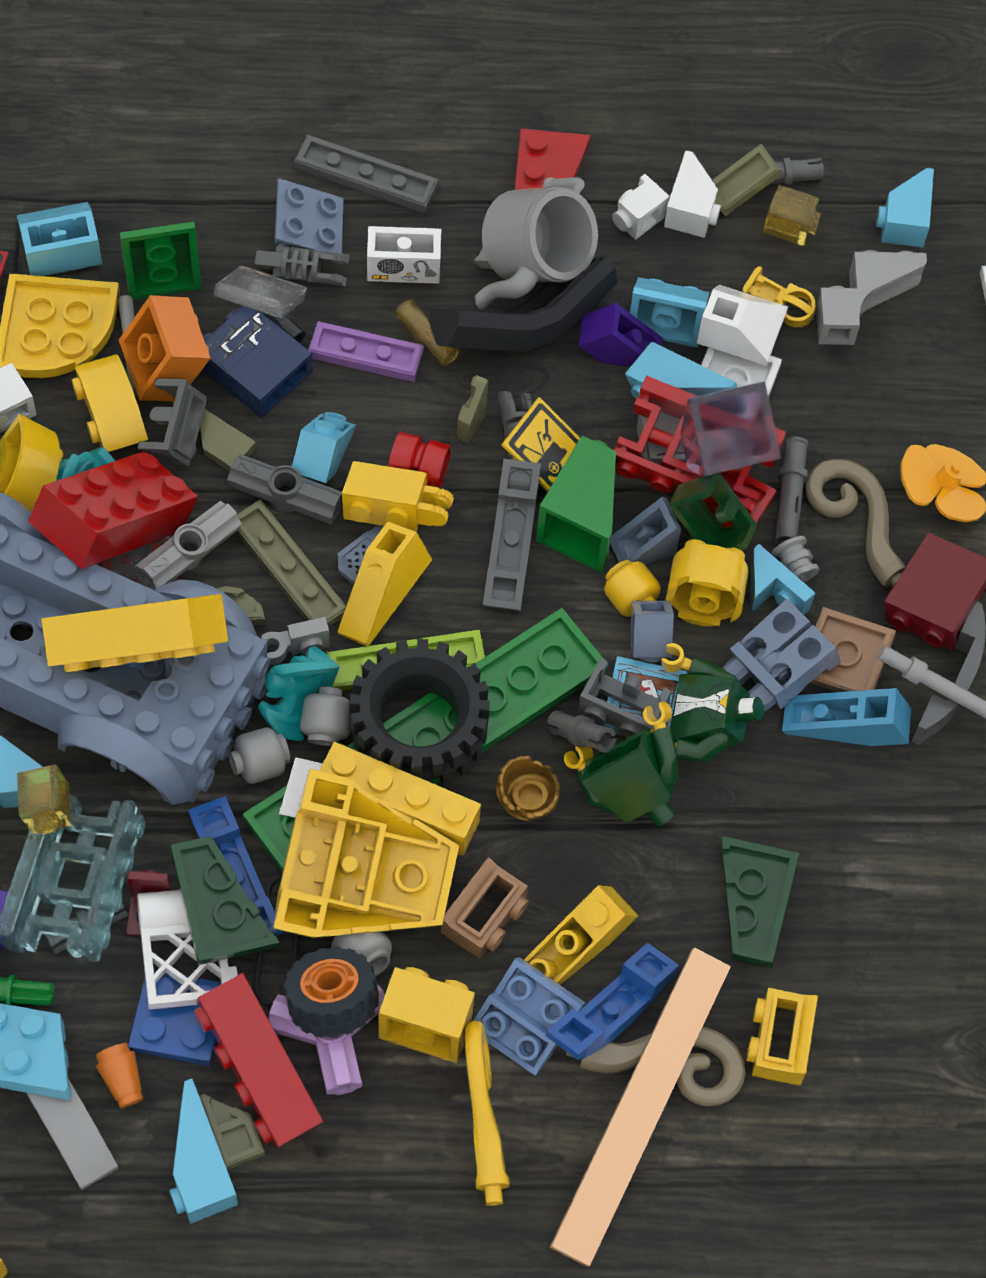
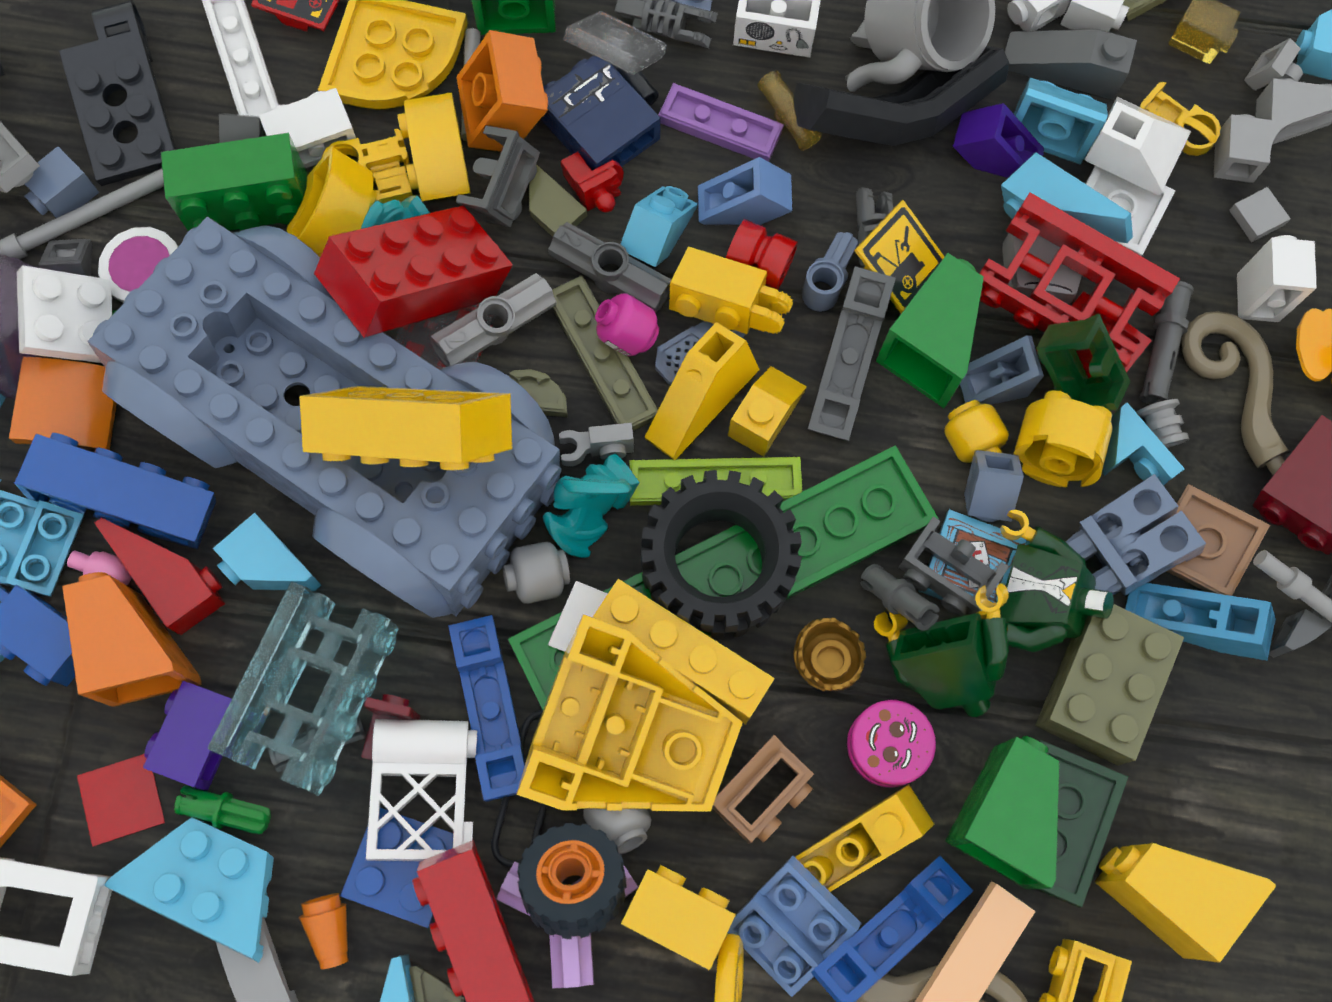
camera: 10 degrees right, 10 degrees up
(44, 799) = (283, 600): clear yellow brick -> none
(63, 421) = (384, 160): none -> yellow piece
(216, 906) = (457, 752): dark green wing -> none
(258, 421) = (593, 187): none -> red piece
(307, 535) = (626, 324): none -> dark pink head
(325, 717) = (616, 538): light grey head -> none
(402, 406) = (748, 192): none -> medium blue slope
(442, 595) = (765, 410): none -> yellow slope
(473, 411) = (829, 205): olive tile -> none
(483, 467) = (831, 271): none -> sand blue axle
(591, 855) = (891, 743): none -> dark pink head
(678, 256) = (1075, 59): none -> dark grey slope
(701, 895) = (1013, 814): none -> green slope
(729, 430) = (1126, 275): clear purple slope -> none
(774, 780) = (1110, 685): none -> olive brick
(850, 936) = (1184, 898): none -> yellow slope
(859, 240) = (1275, 63): none -> light grey tile
(861, 371) = (1259, 214): none -> light grey tile
(876, 424) = (1276, 279): none -> white brick

